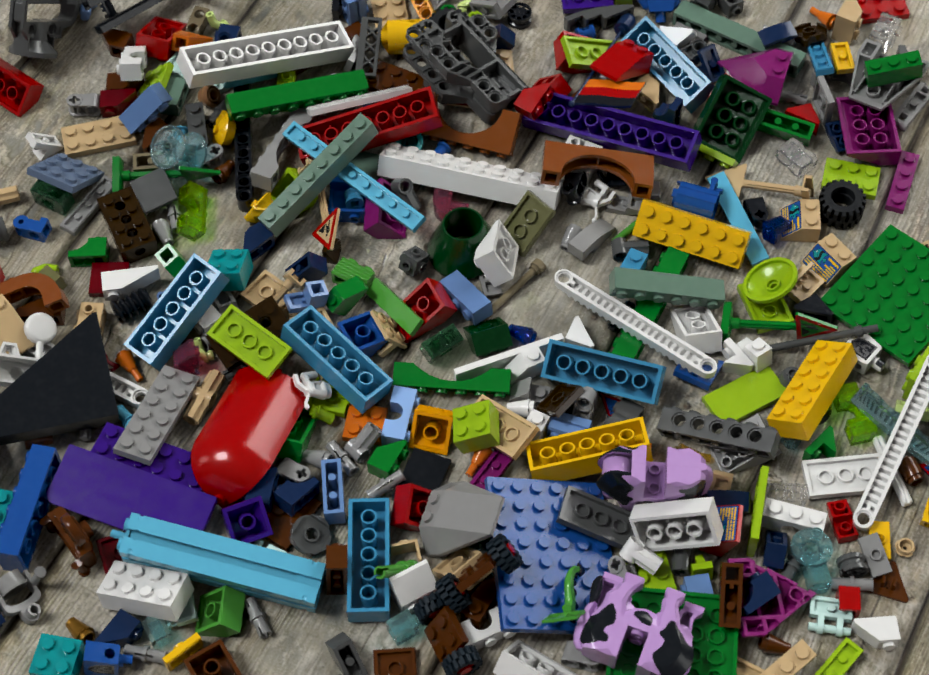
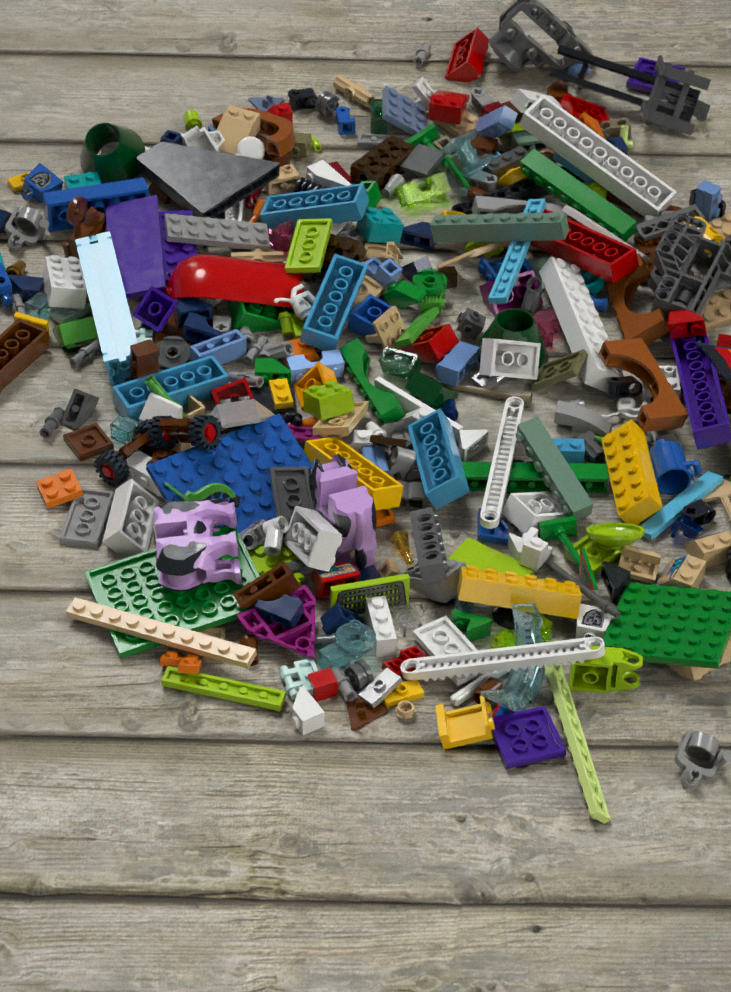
camera: 60 degrees right, 15 degrees down
(79, 131) = (447, 106): none -> red slope
(95, 250) = (343, 155): green arch -> none
(342, 258) = (438, 284): none -> green tile
(425, 463) = (281, 393): none -> yellow plate
(470, 466) = (291, 417): none -> black arm

